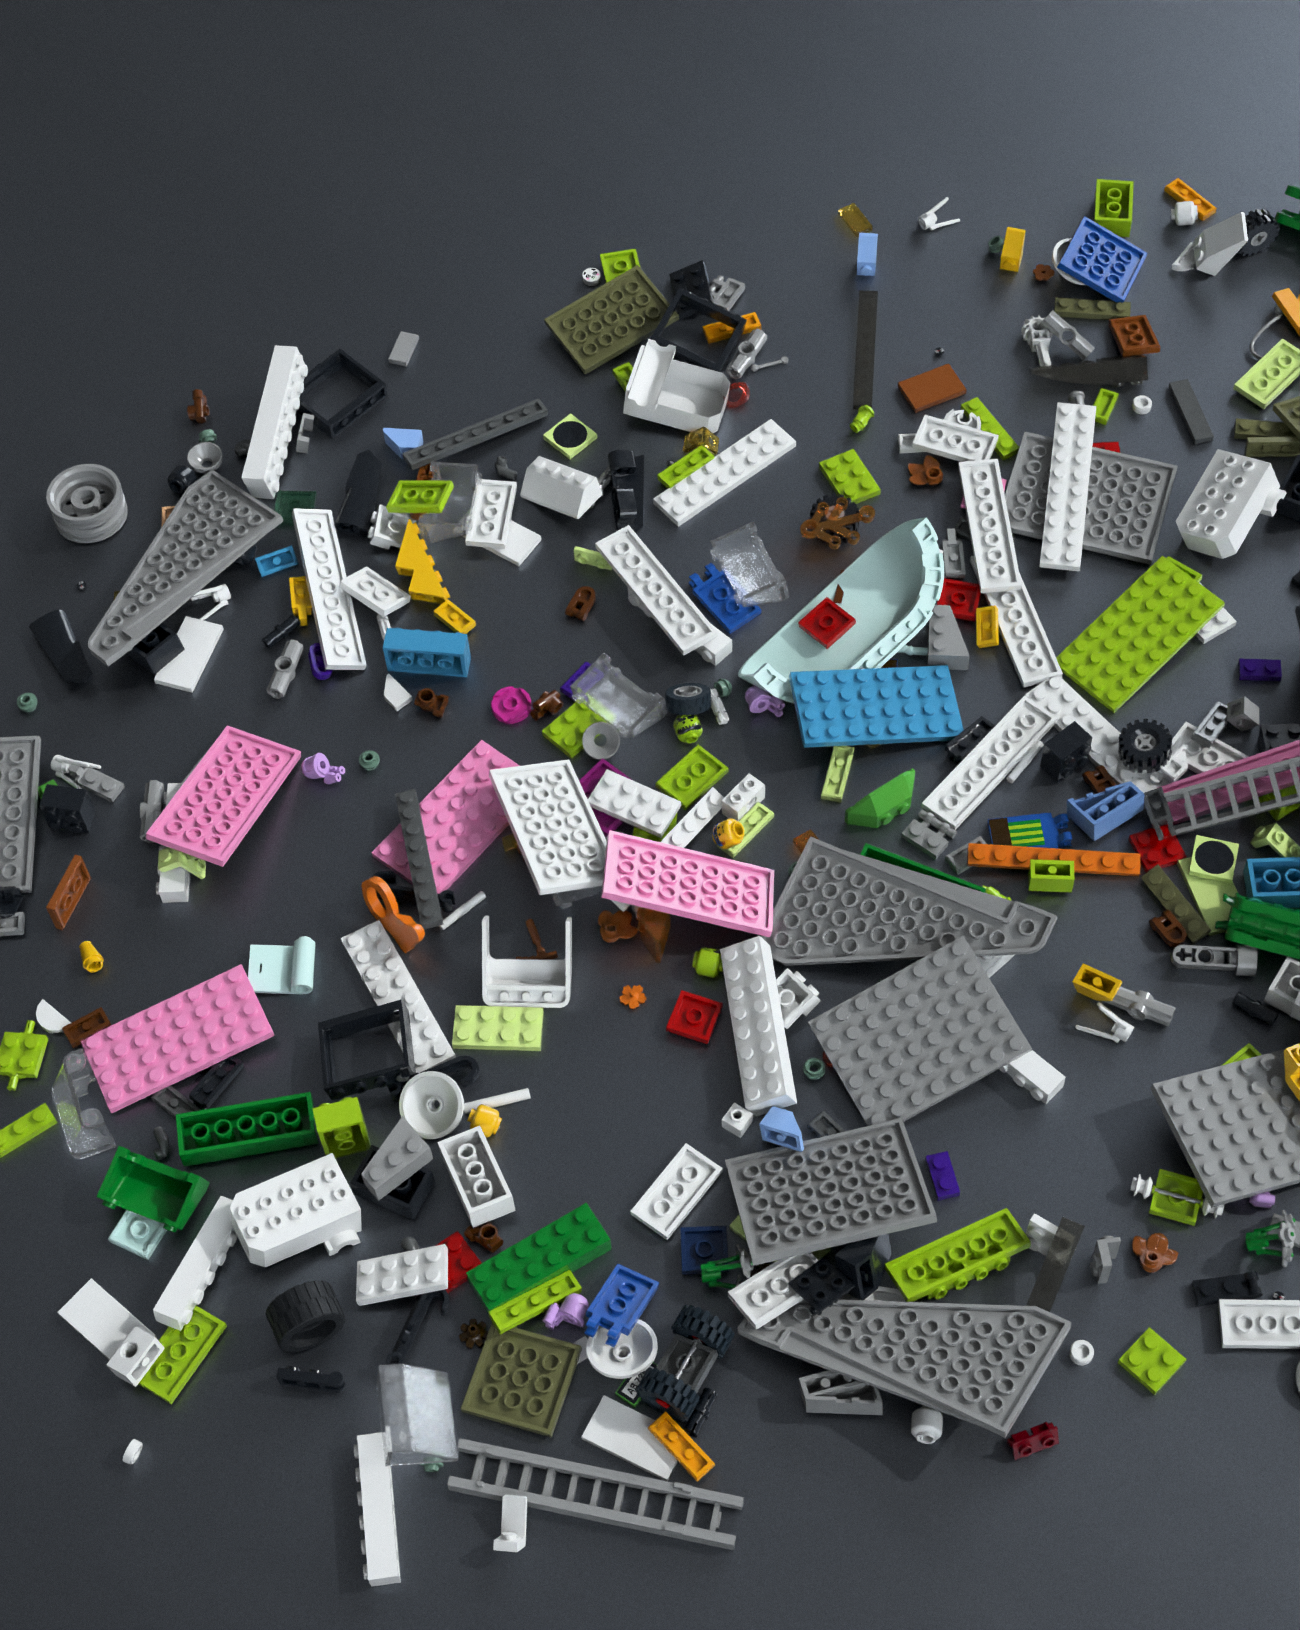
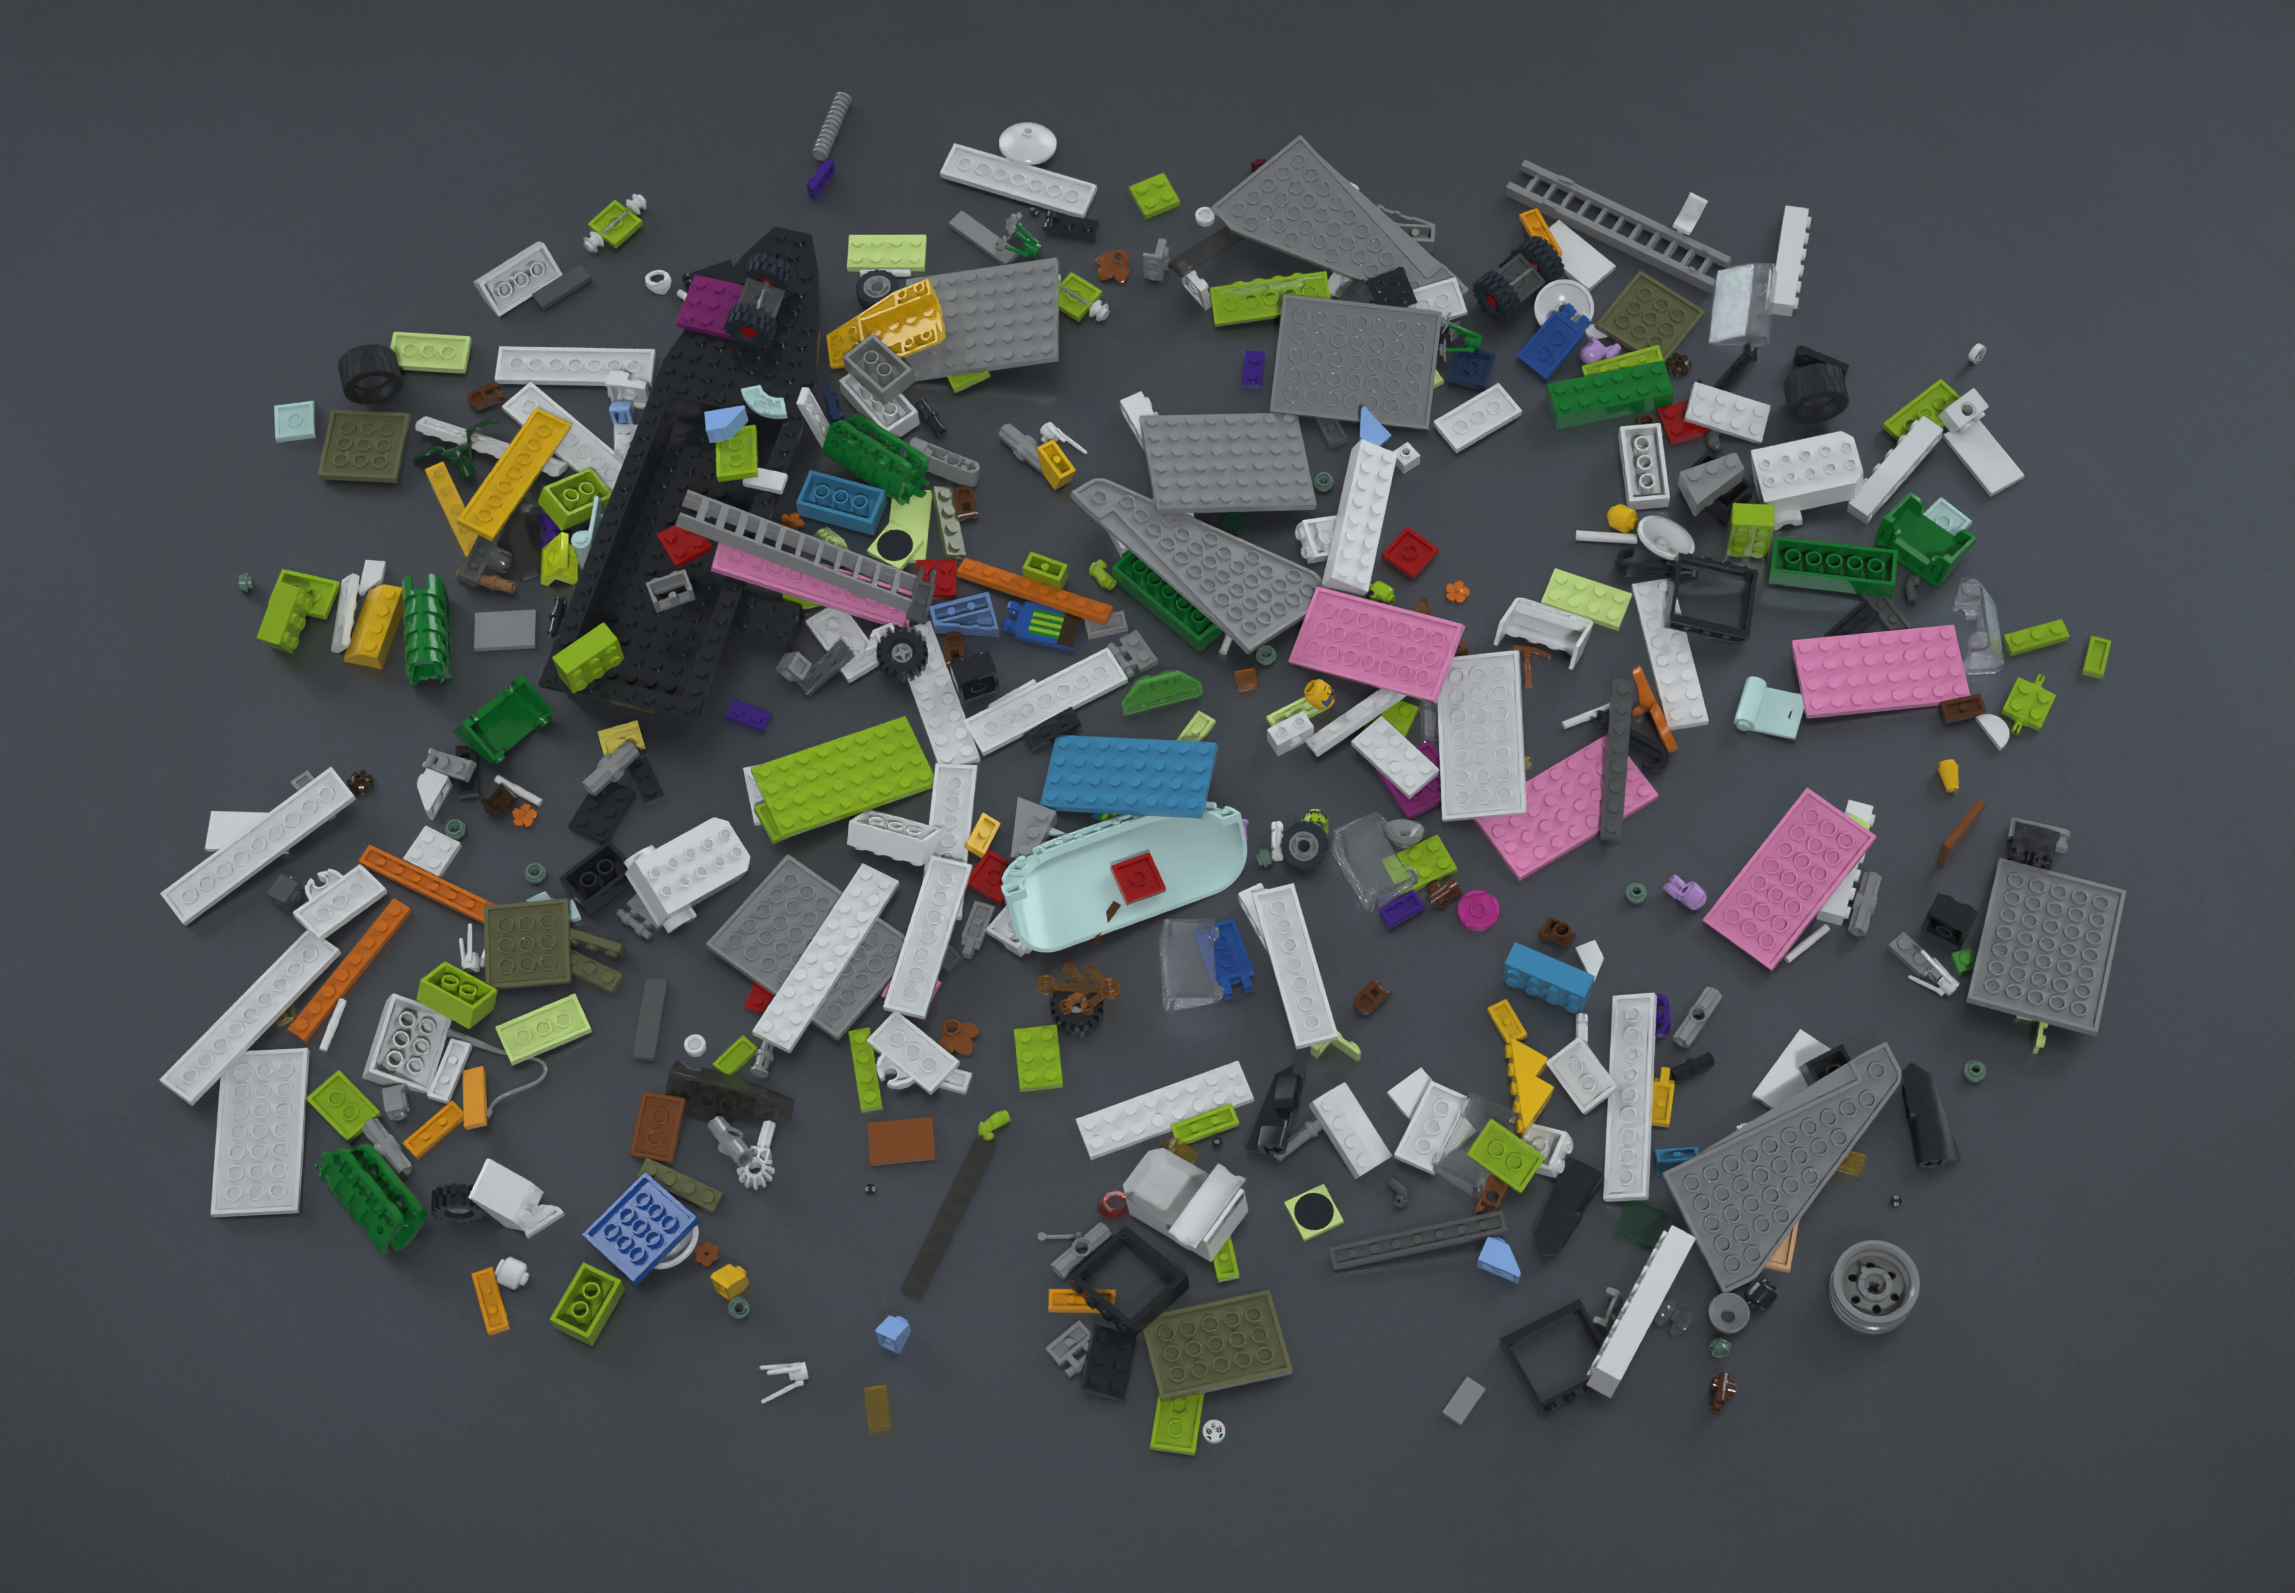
camera: 160 degrees left, 5 degrees up
(692, 777) = (1328, 779): lime tile -> none
(1063, 598) = (893, 837): none -> white slope

